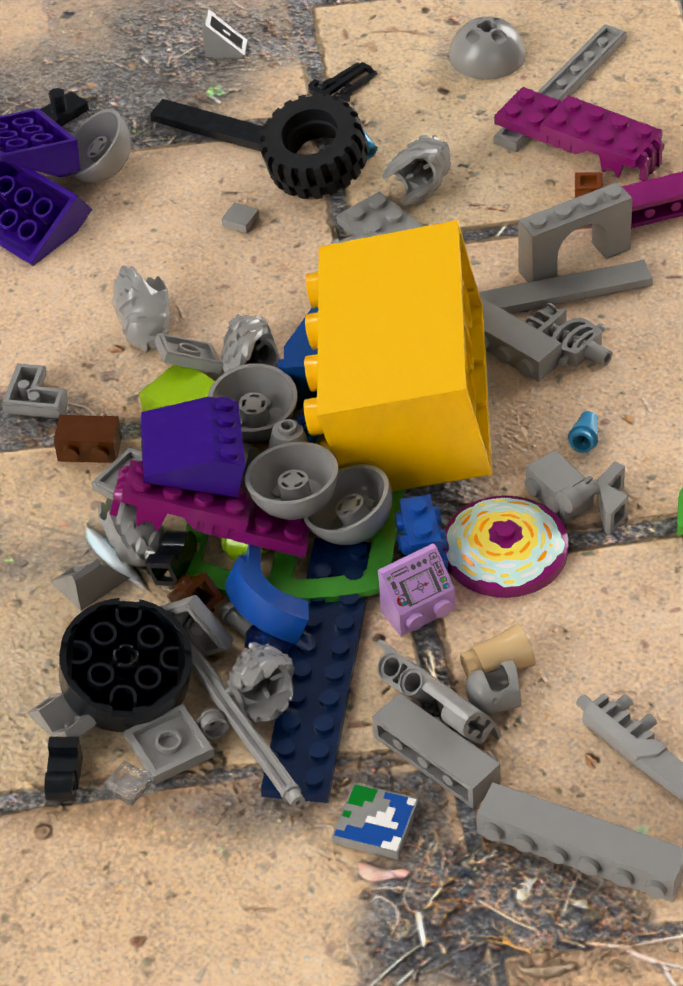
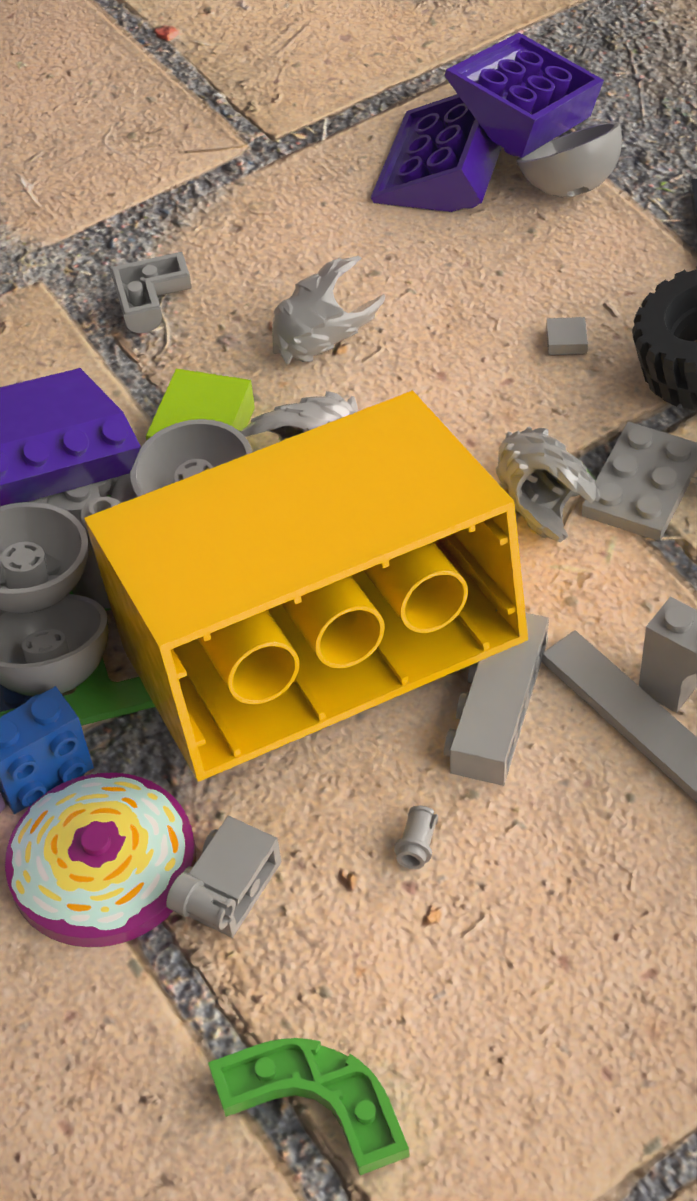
camera: 65 degrees right, 5 degrees up
(64, 106) = (642, 107): black tile -> none
(87, 438) = (99, 356): reddish brown brick -> none
(188, 353) = (264, 377): light grey tile -> none
(578, 401) = (414, 846): none -> light grey pin
(579, 336) = (546, 776): light grey torso -> none
(584, 432) = (358, 866): dark azure cone -> none
(610, 500) = (215, 956): light grey slope -> none

